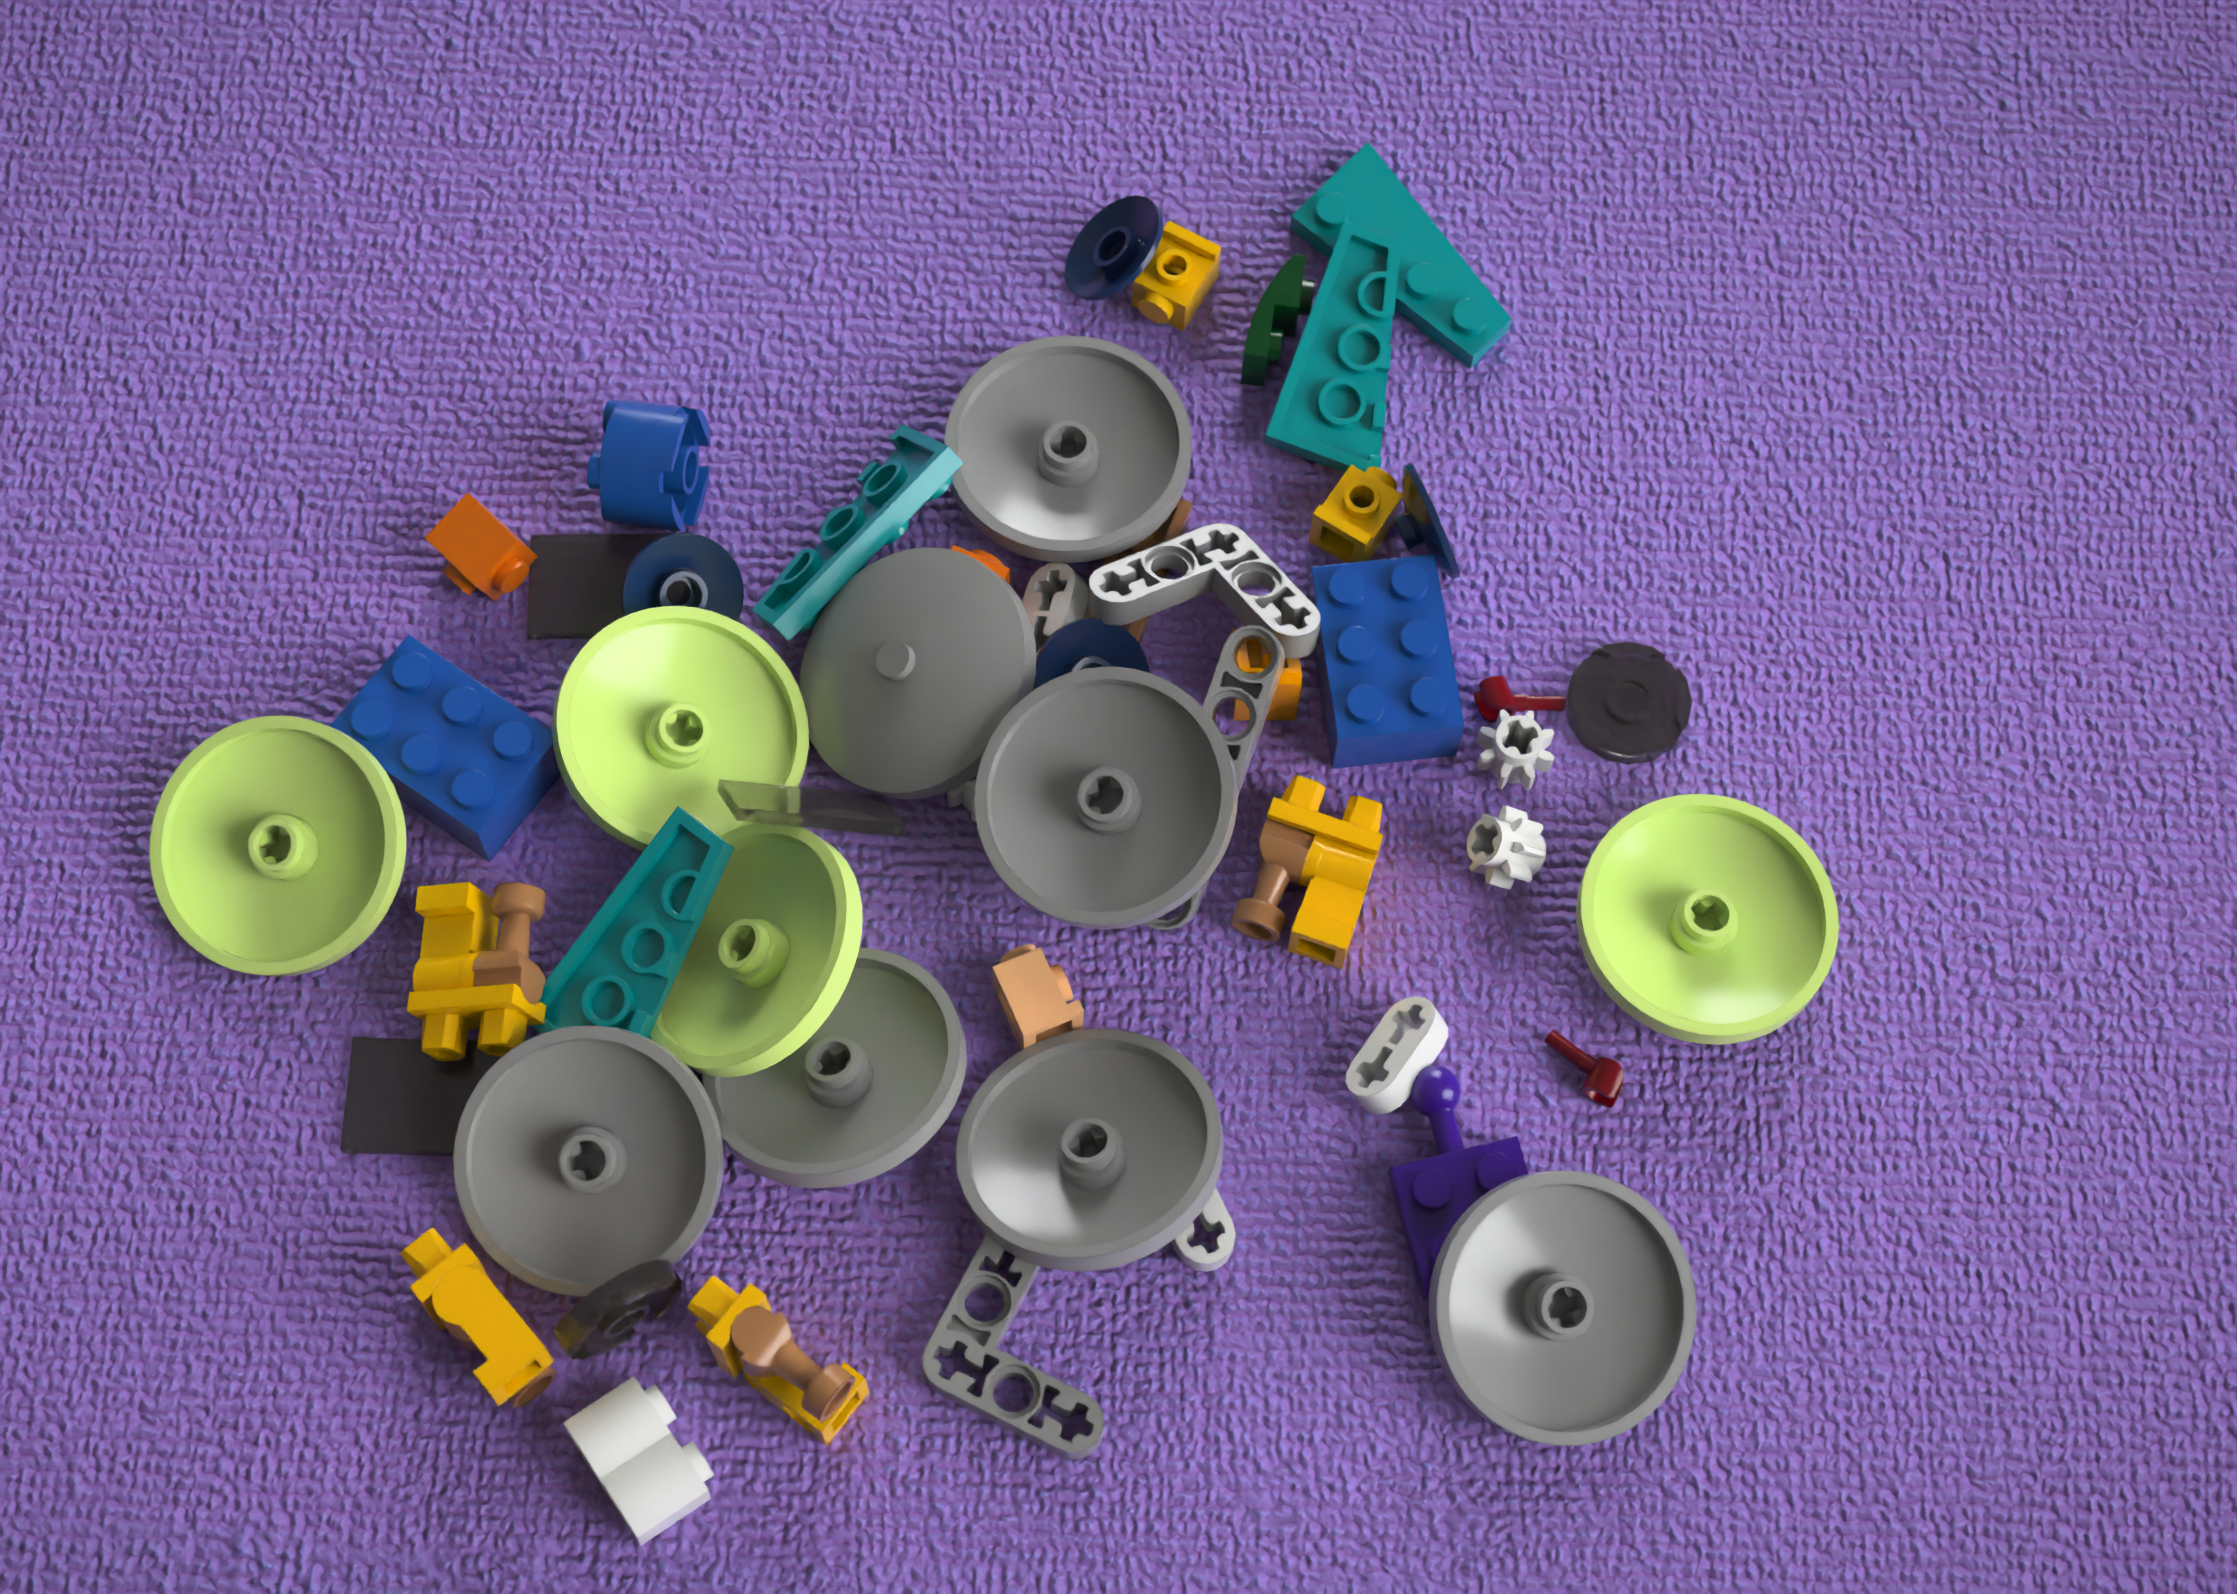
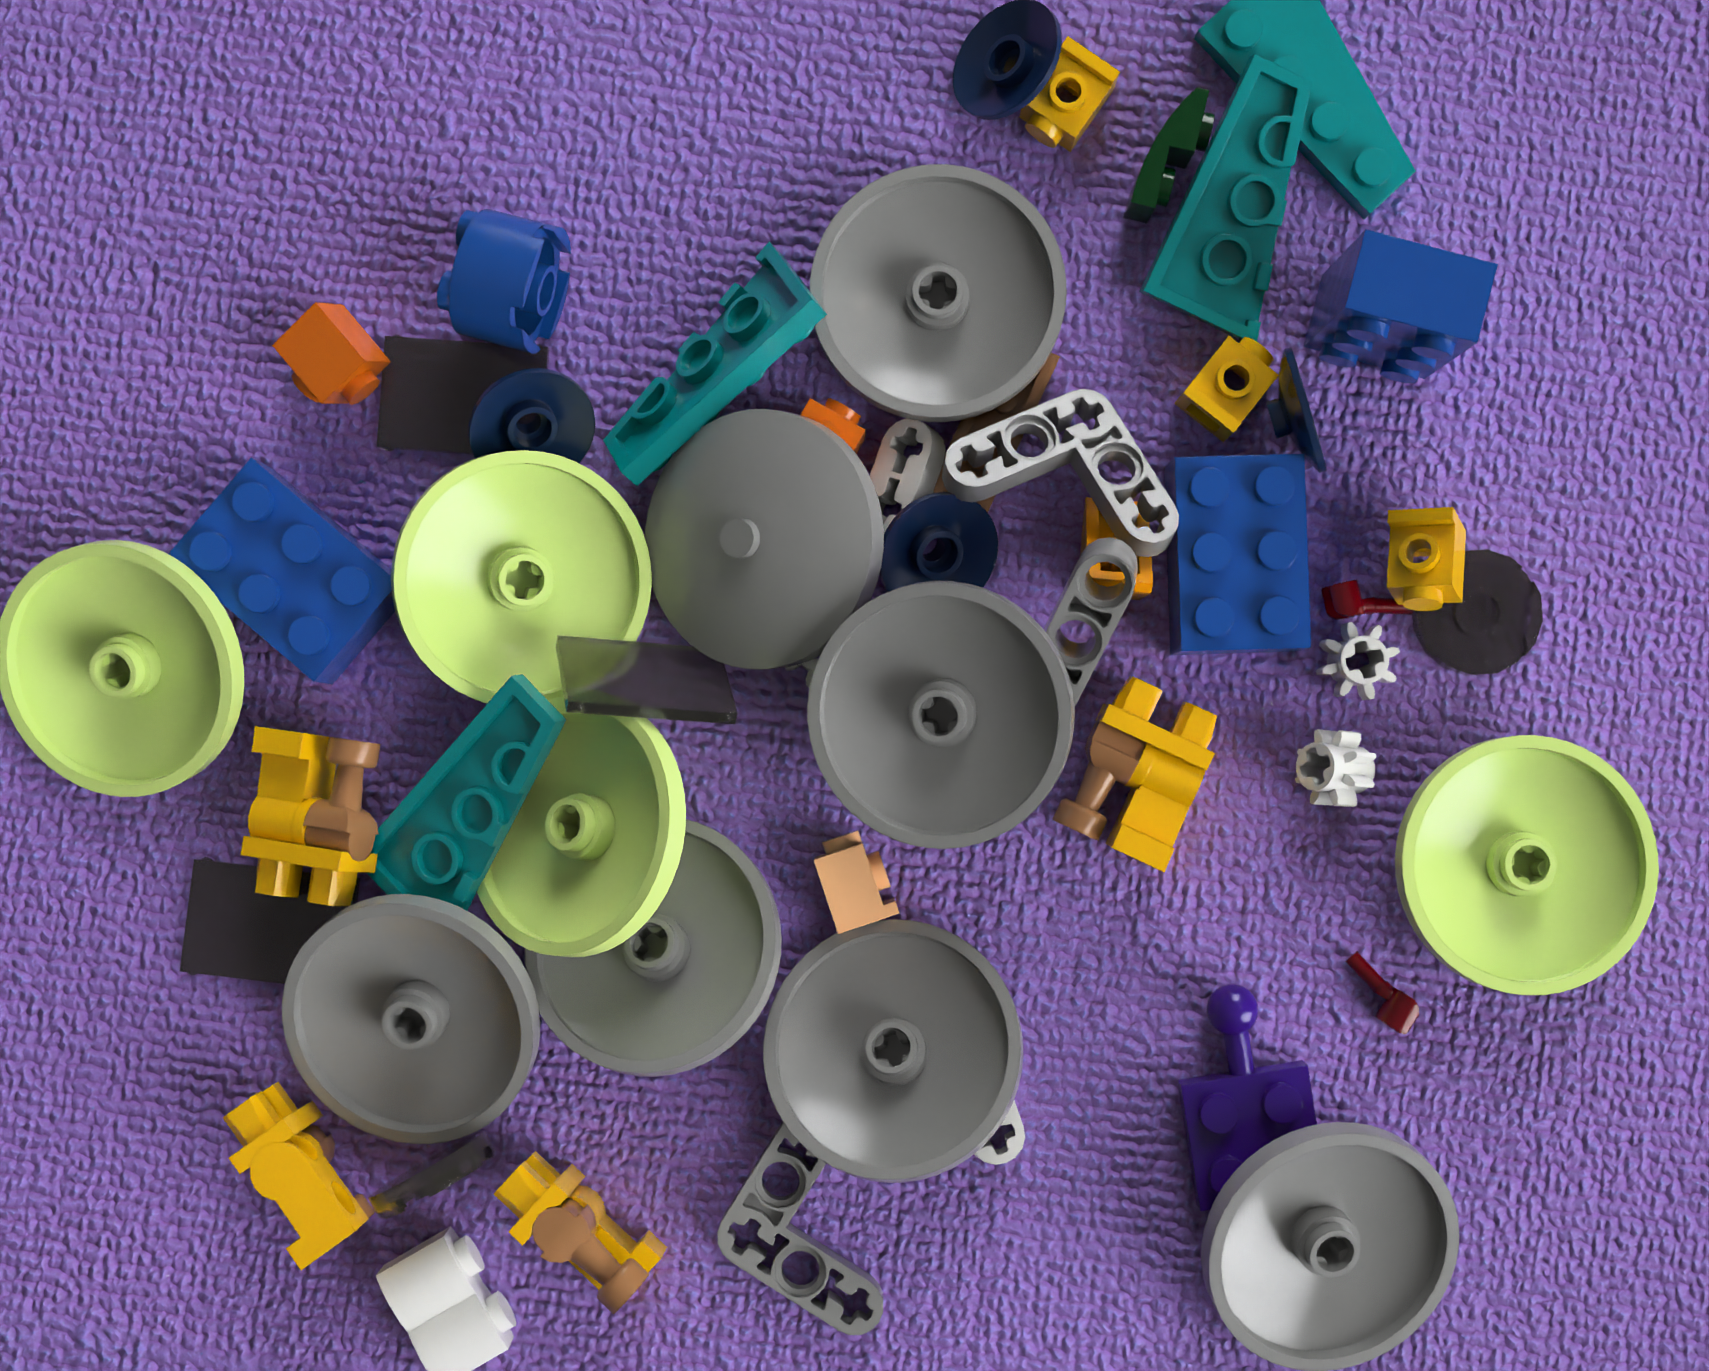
camera: 10 degrees right, 20 degrees up
(1396, 1053) = (1200, 971): white beam -> none
(1504, 415) = (1399, 306): none -> blue brick
(1567, 643) = (1439, 577): none -> yellow brick

